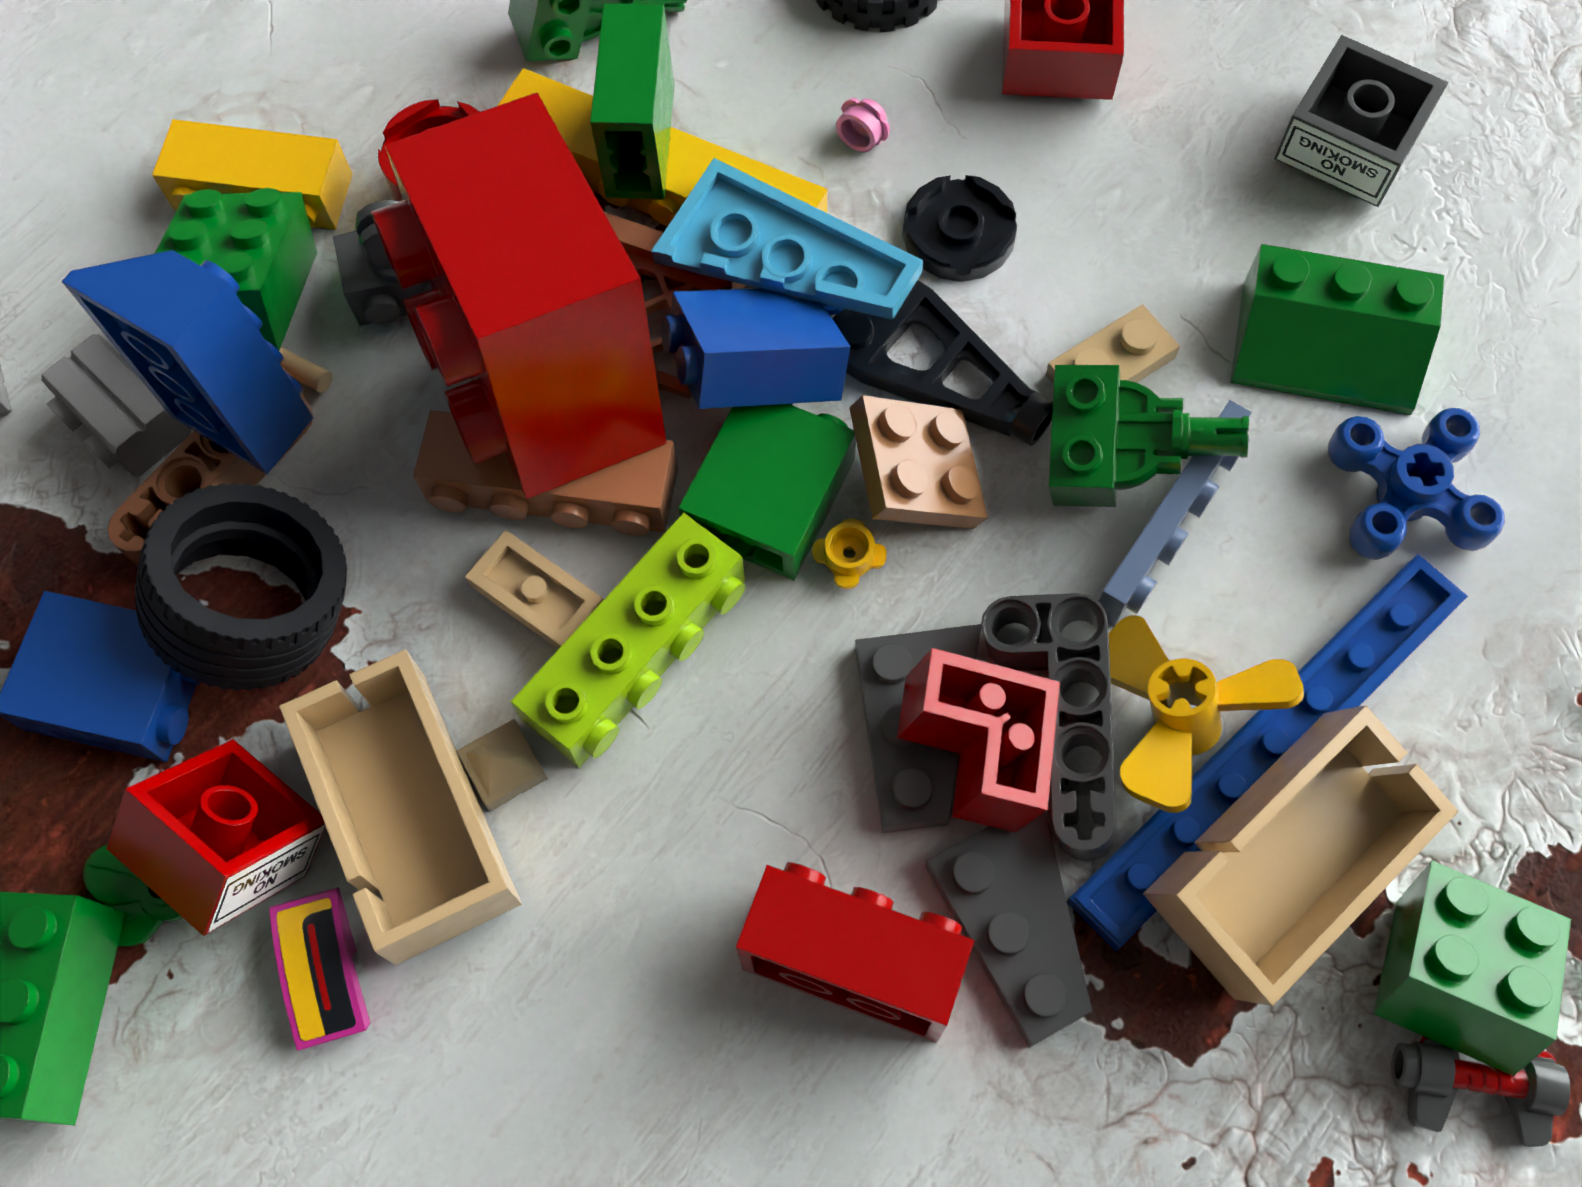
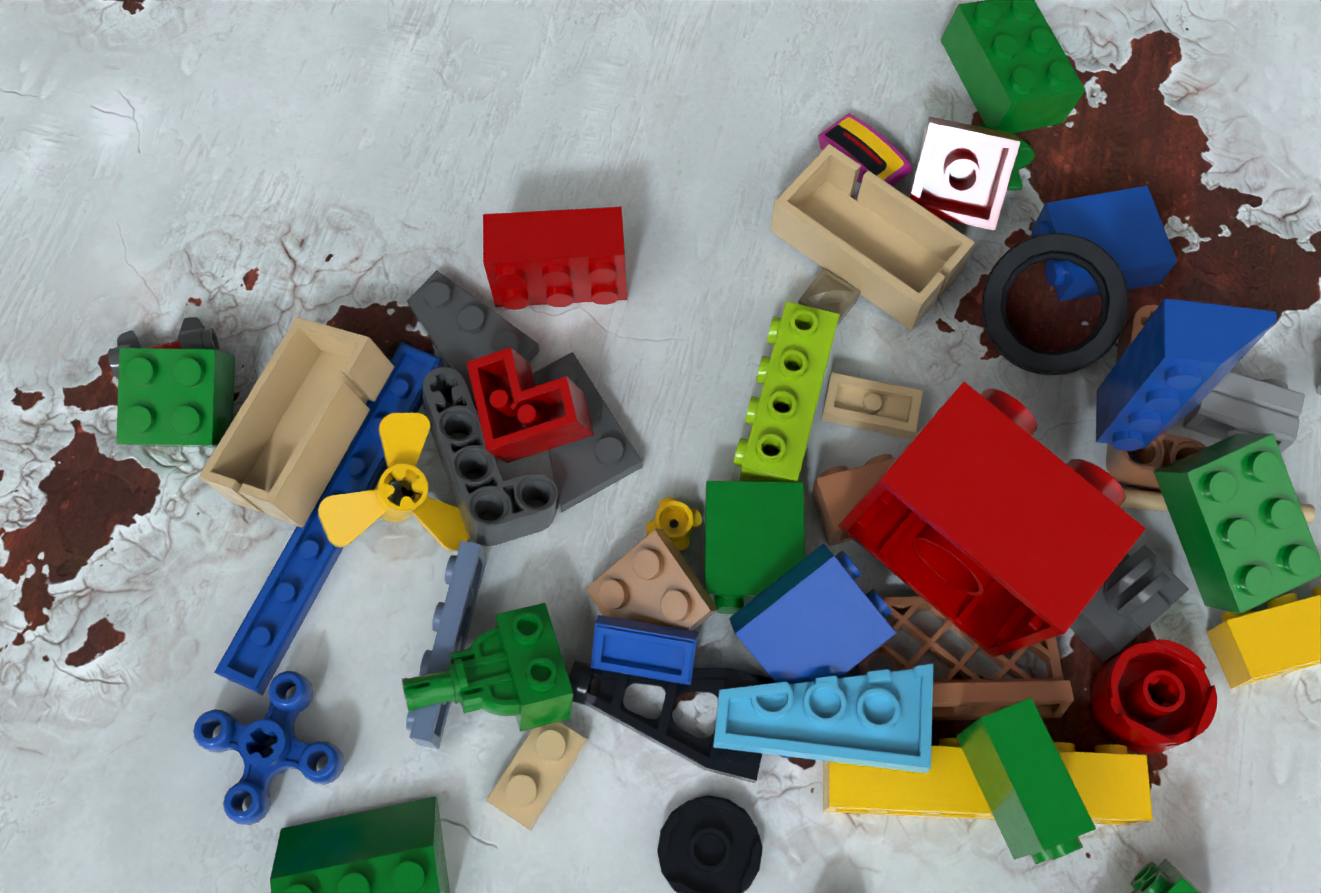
camera: 155 degrees right, 0 degrees up
(952, 402) = (644, 649): none -> blue tile

